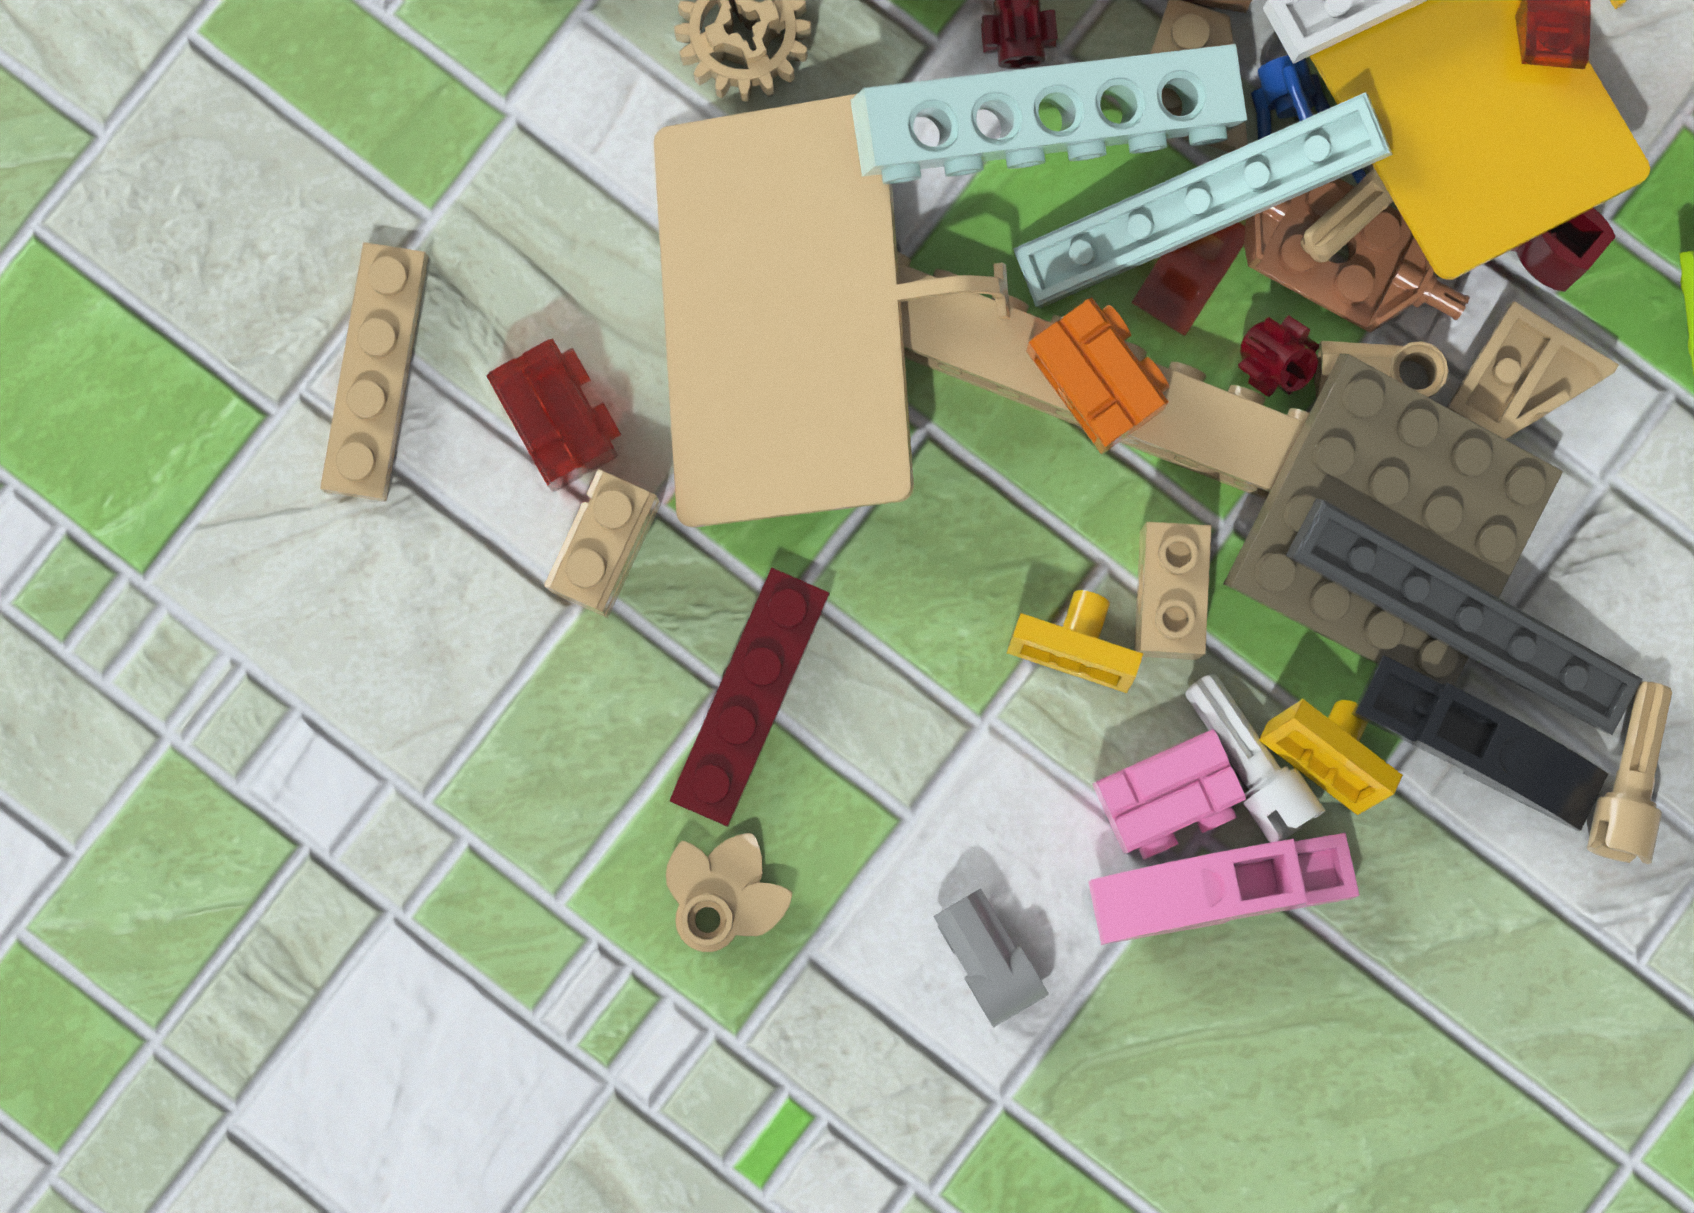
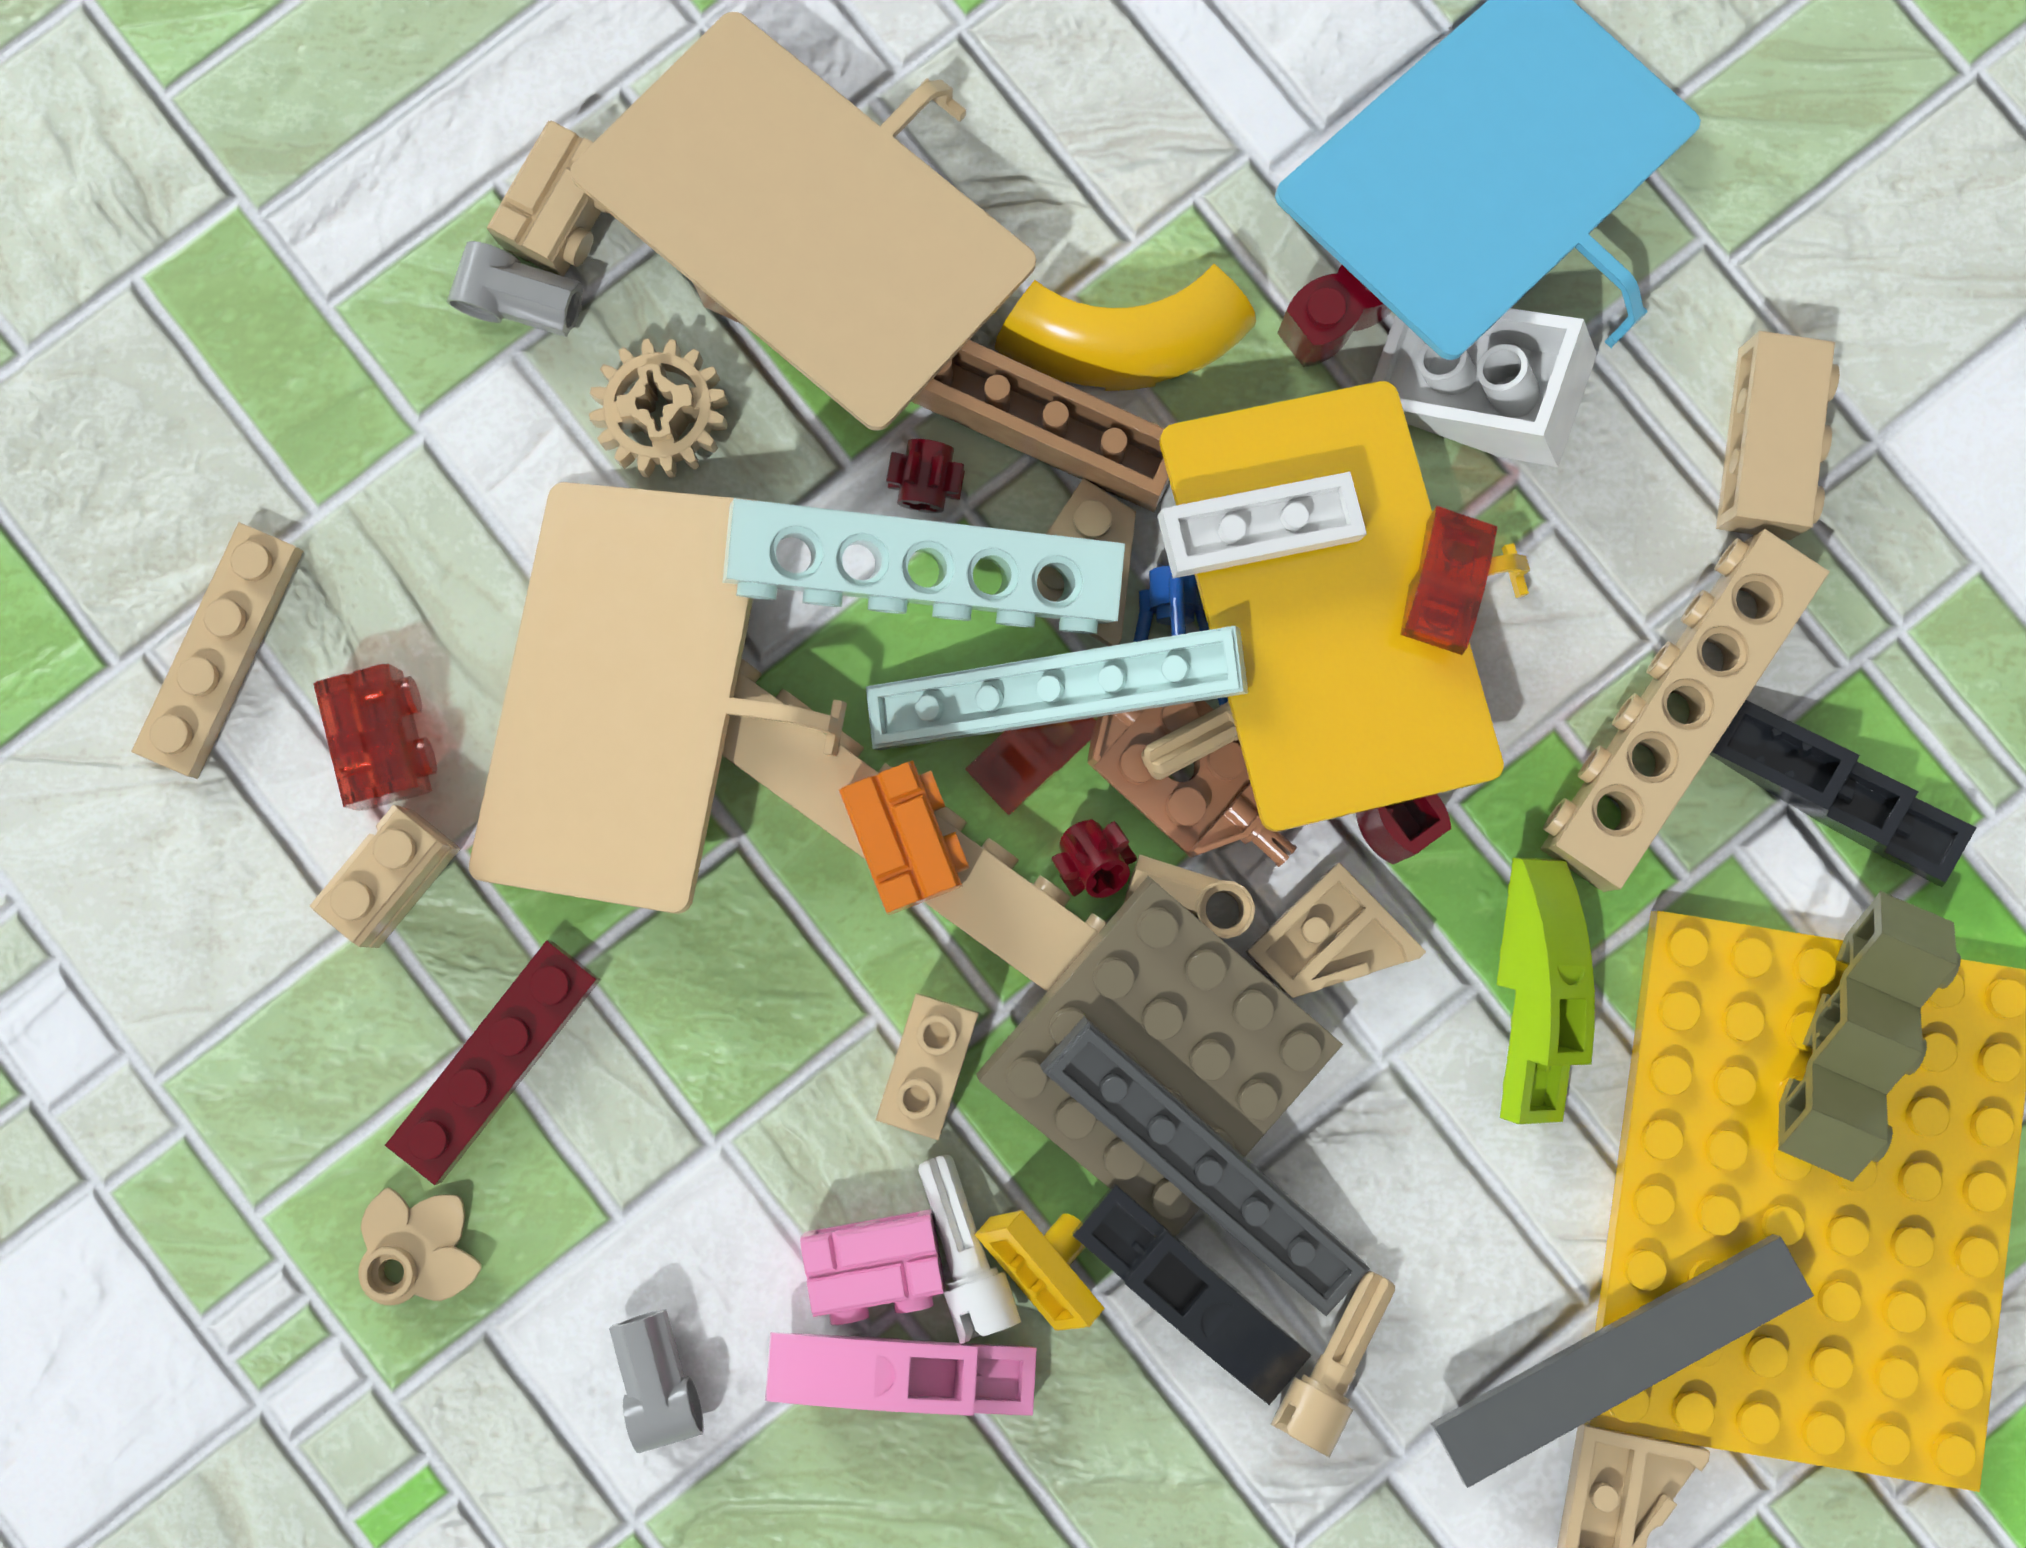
camera: 10 degrees right, 0 degrees up
(1077, 644) = (823, 1091): yellow tile -> none

